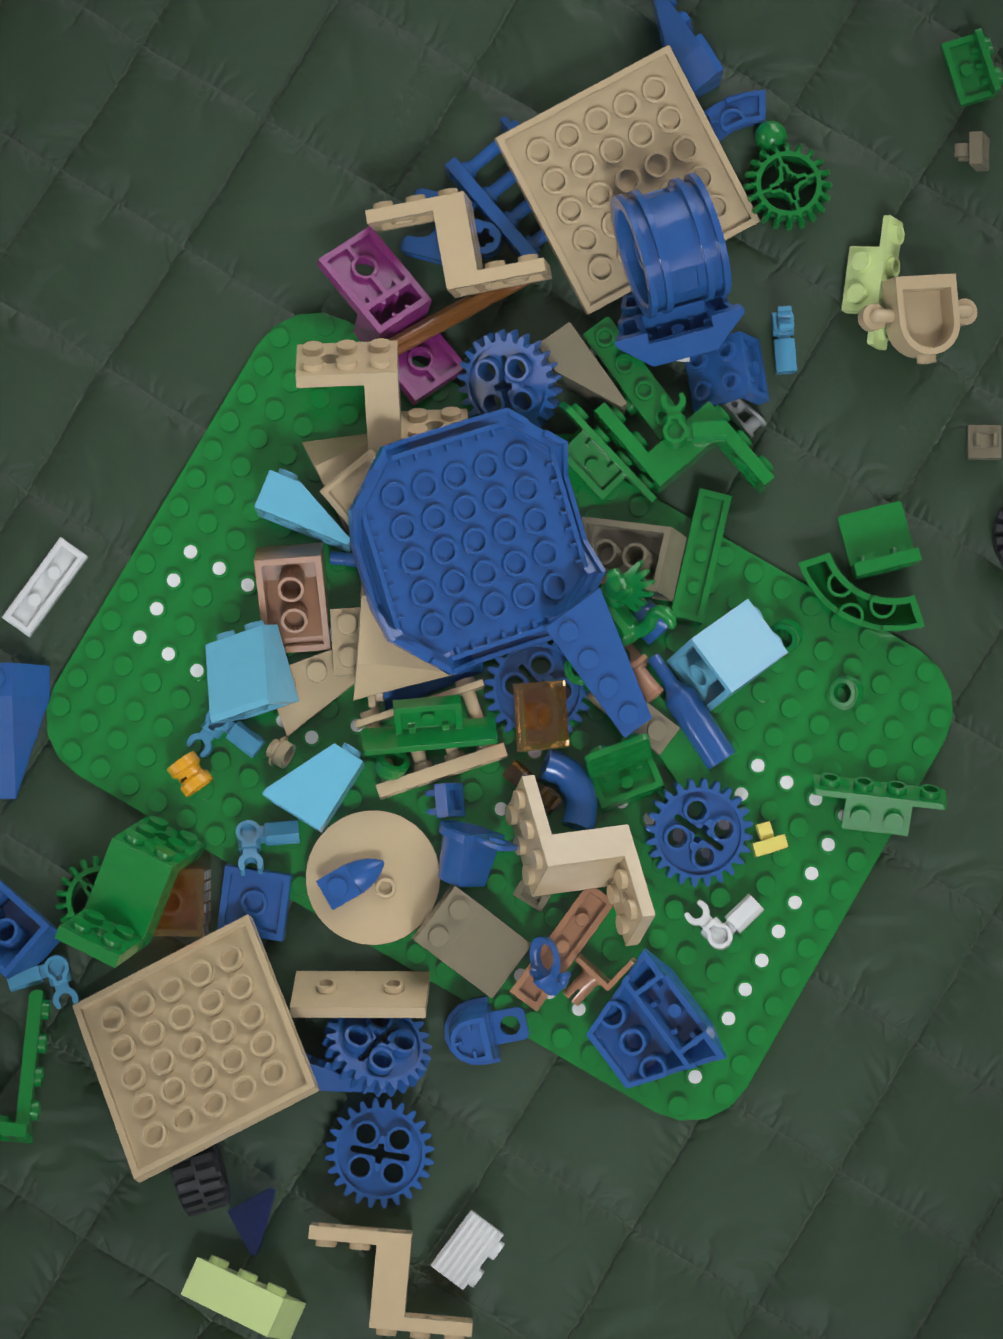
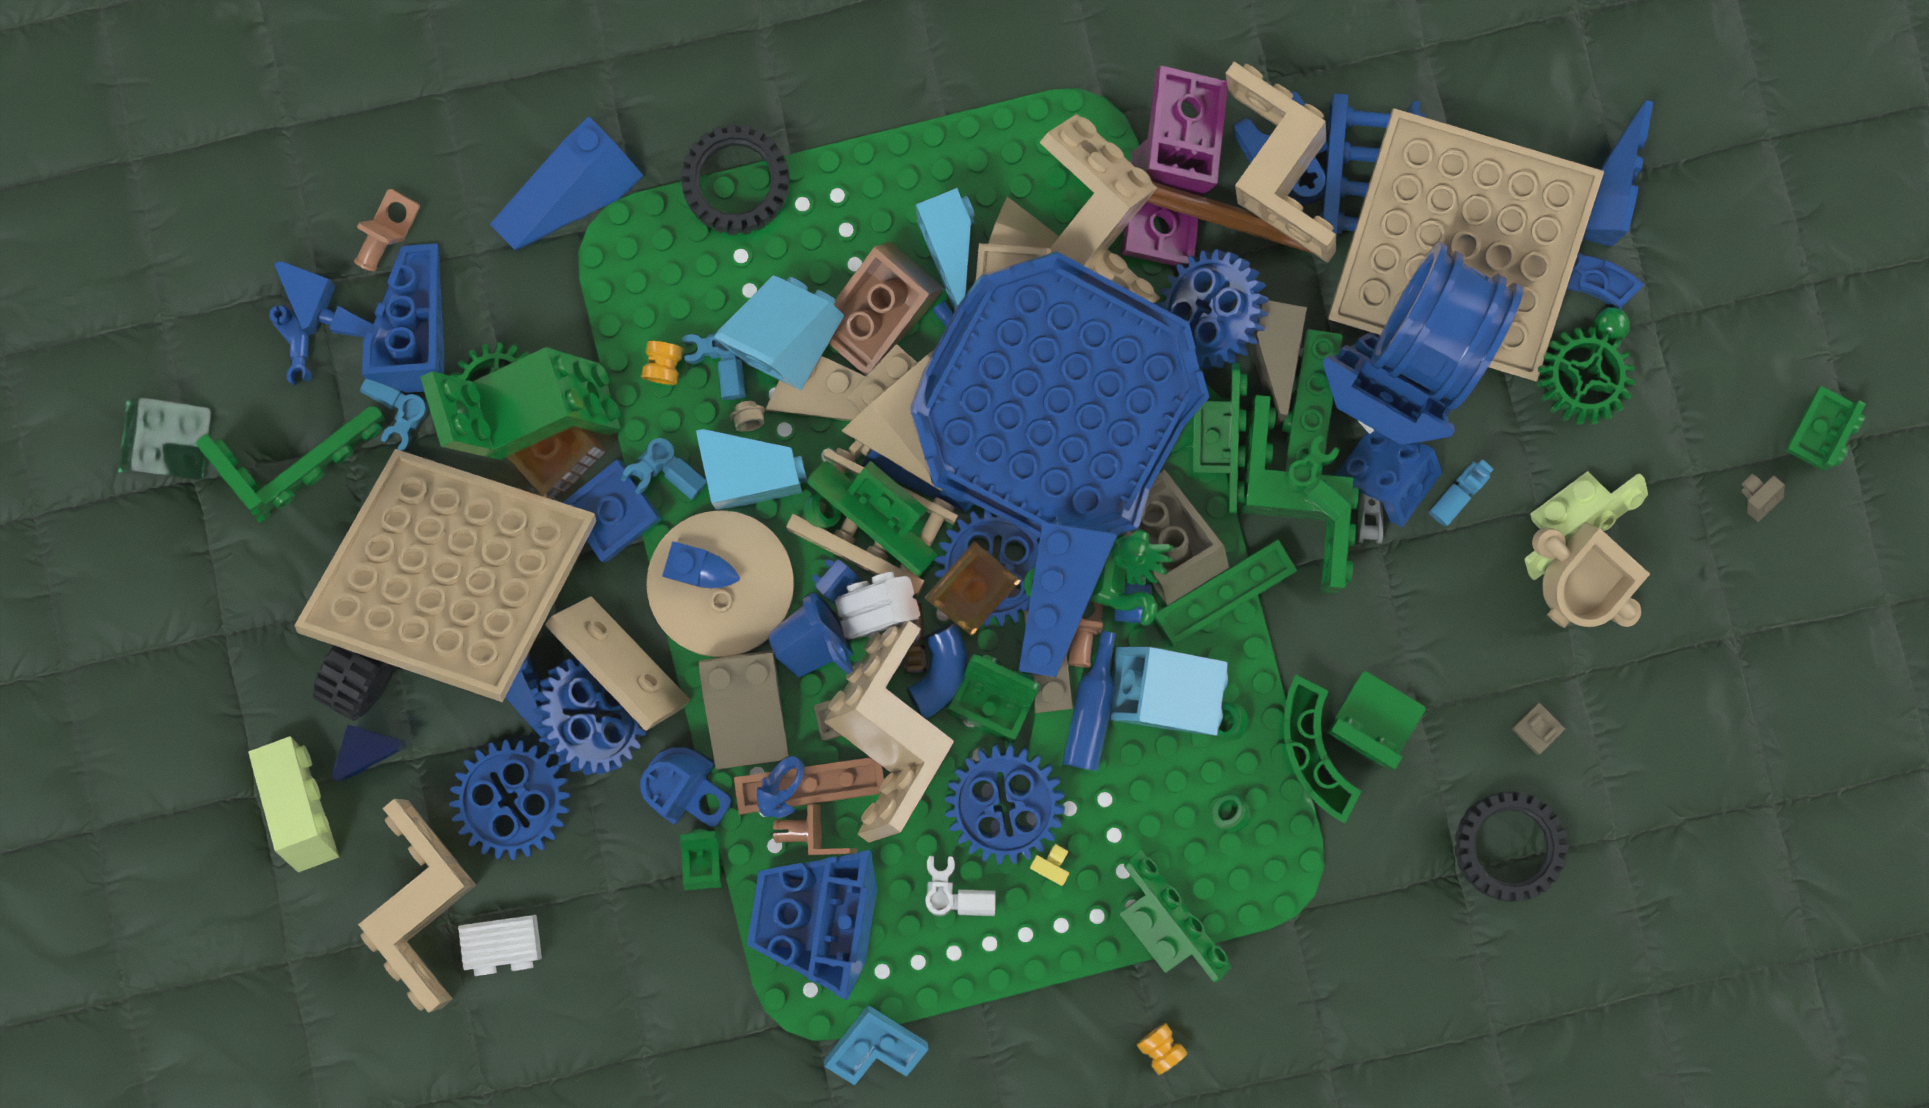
camera: 45 degrees right, 0 degrees up
(45, 587) = (700, 112): white tile -> none
(82, 585) = (724, 138): none -> black tyre
(490, 790) = (876, 606): none -> white brick
(541, 1066) = (700, 860): none -> green bracket
(765, 1066) = (872, 1038): none -> dark azure plate
(955, 886) = (1161, 1048): none -> light orange wheel

